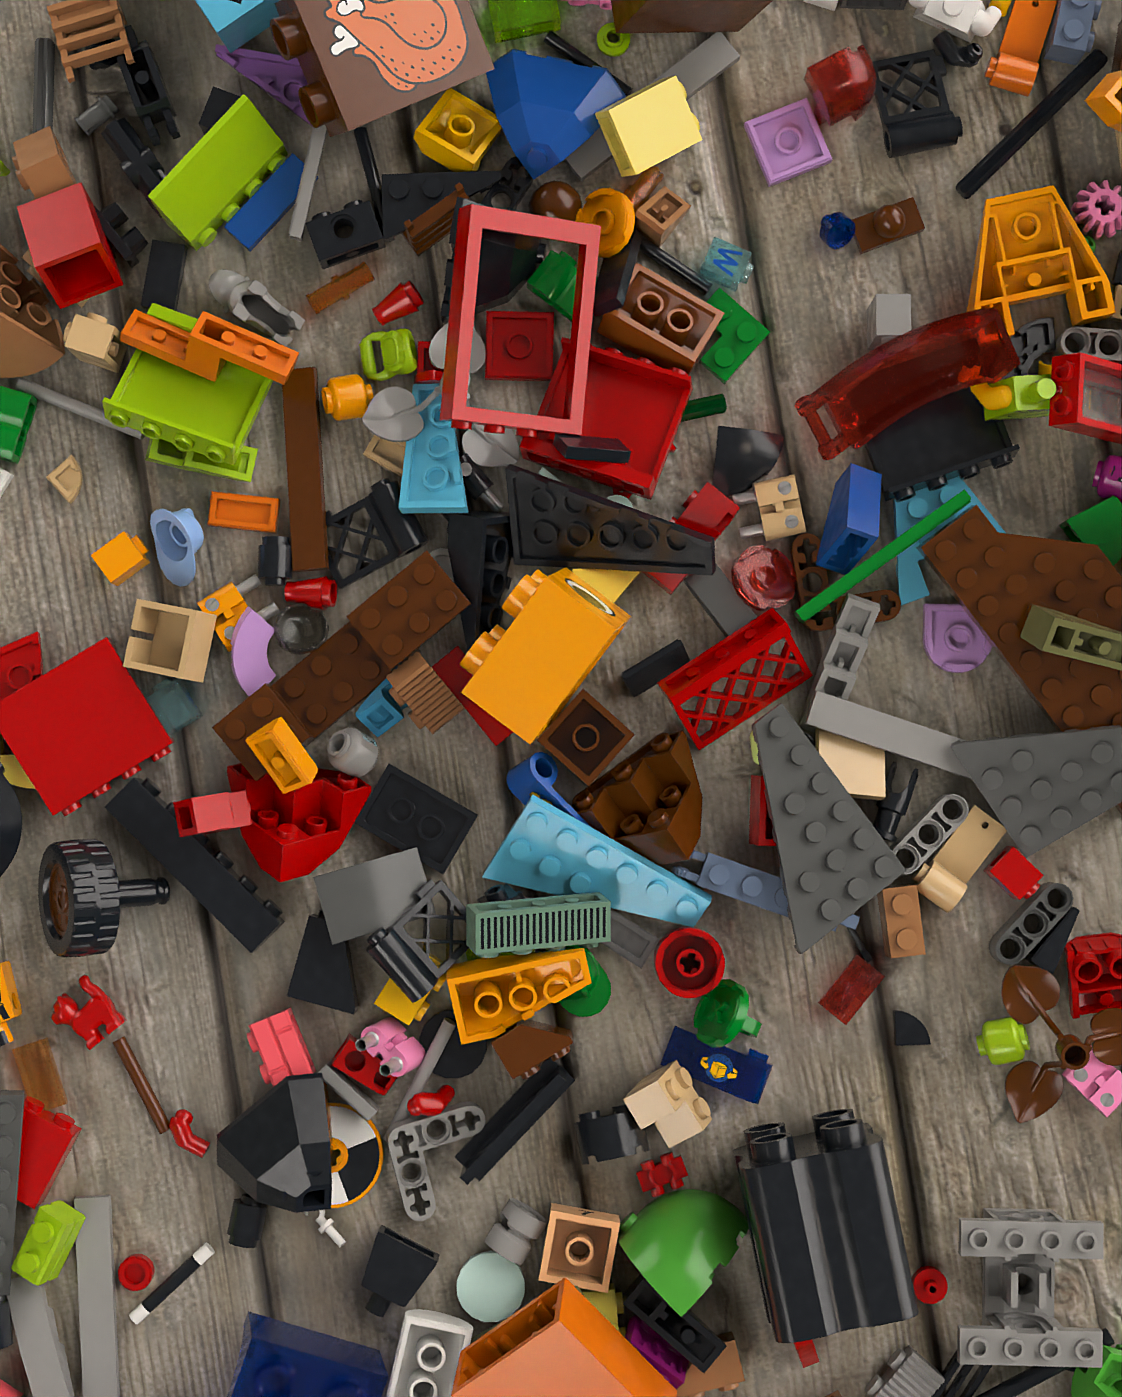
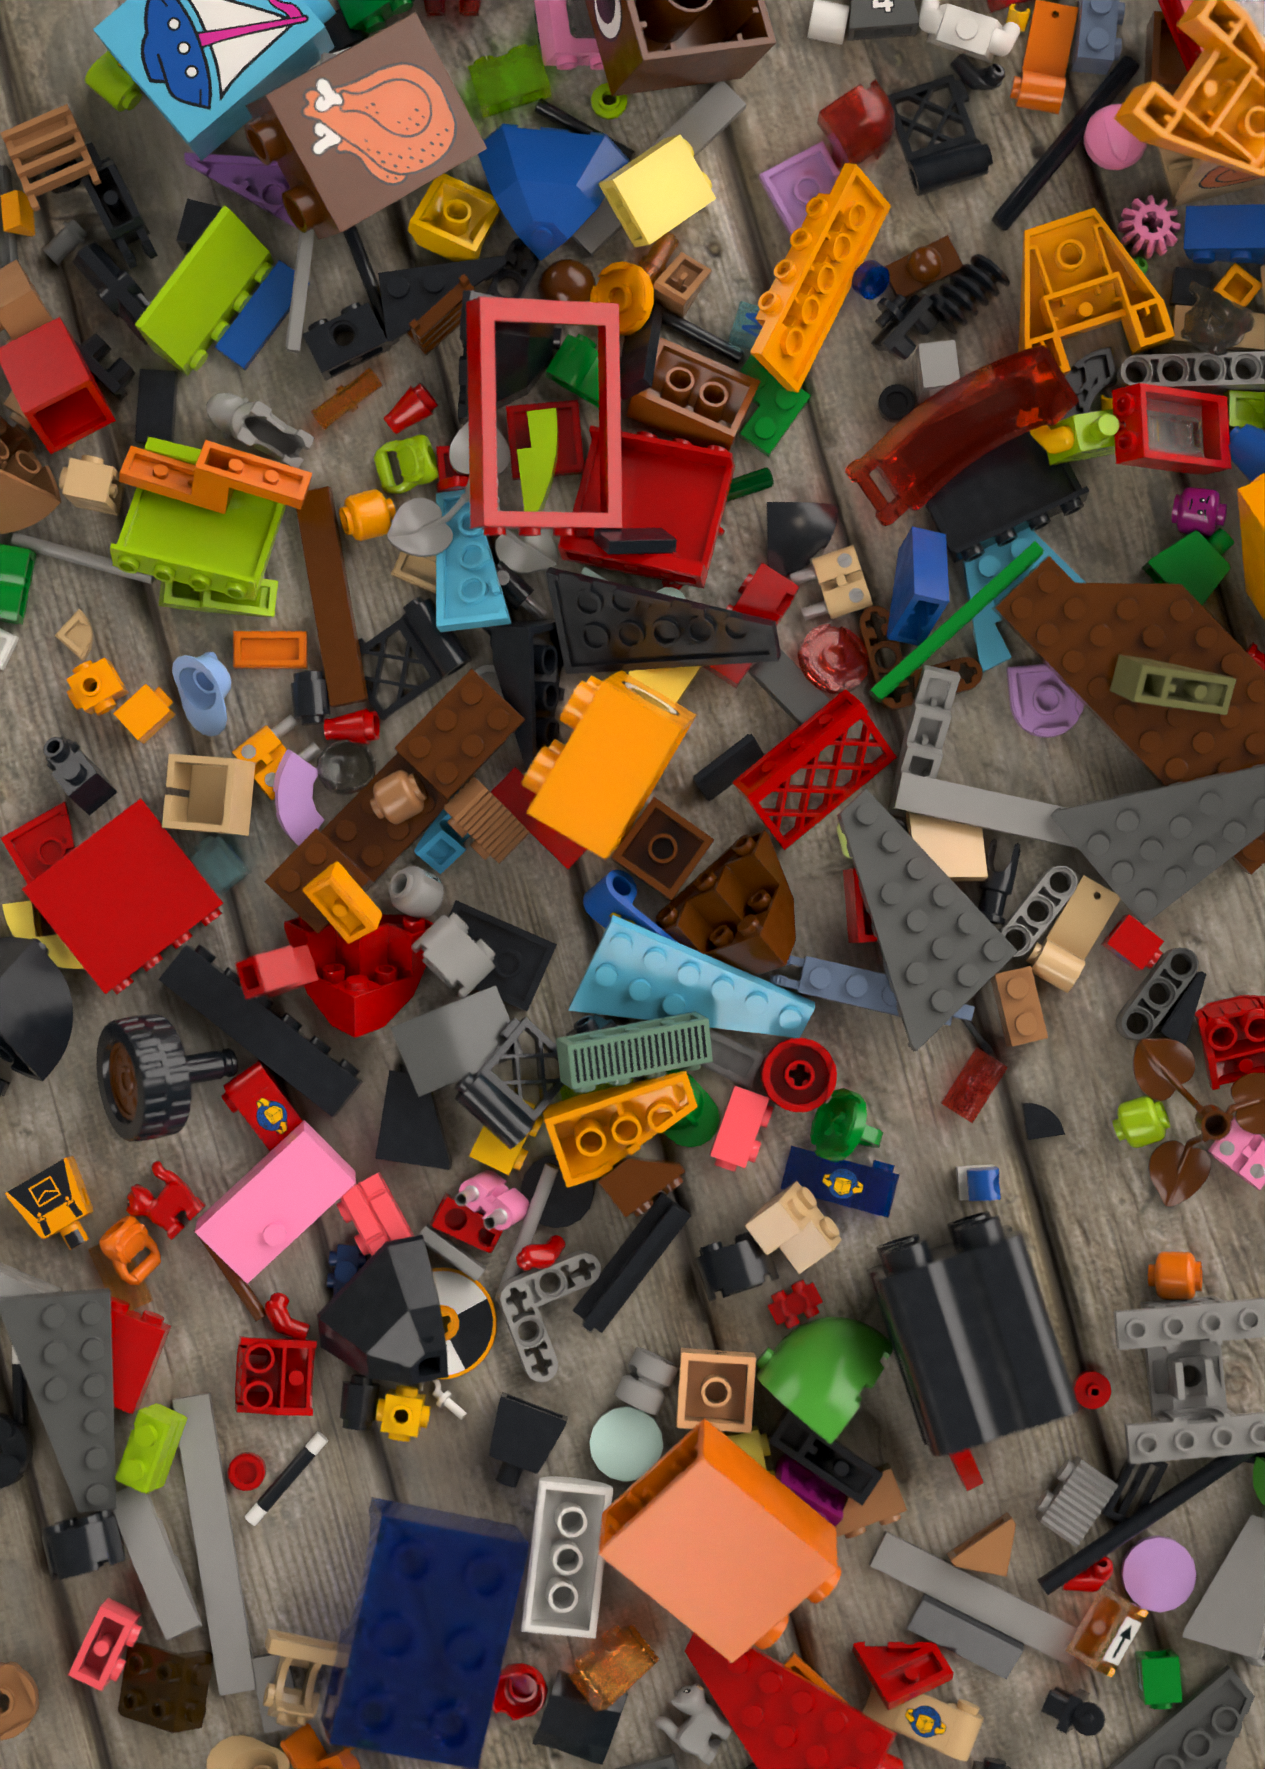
camera: 10 degrees left, 0 degrees up
(44, 1048) = (123, 1242): none -> orange piece
(51, 608) = (77, 774): none -> black brick
(55, 84) = (17, 213): none -> light orange slope
(89, 529) = (108, 687): none -> light orange brick
(177, 1194) = (276, 1381): none -> red slope
(187, 931) = (261, 1104): none -> red door
(189, 1026) = (275, 1202): none -> bright pink brick
(251, 1088) = (347, 1261): none -> dark blue piece
(295, 1227) = (411, 1401): none -> yellow brick
(346, 662) = (398, 796): none -> medium nougat head
(381, 815) = (454, 954): none -> light grey brick
(512, 364) = (539, 462): none -> lime slope
(628, 1004) = (738, 1129): none -> coral brick
(788, 220) = (817, 275): none -> light orange plate
(845, 1081) = (978, 1182): none -> blue leg
(848, 347) = (896, 402): none -> black tile
(874, 265) = (913, 313): none -> black hips
(925, 249) = (966, 290): none -> black piece
(1019, 1188) = (1175, 1275): none -> orange head
(1076, 125) = (1109, 142): none -> bright pink piece

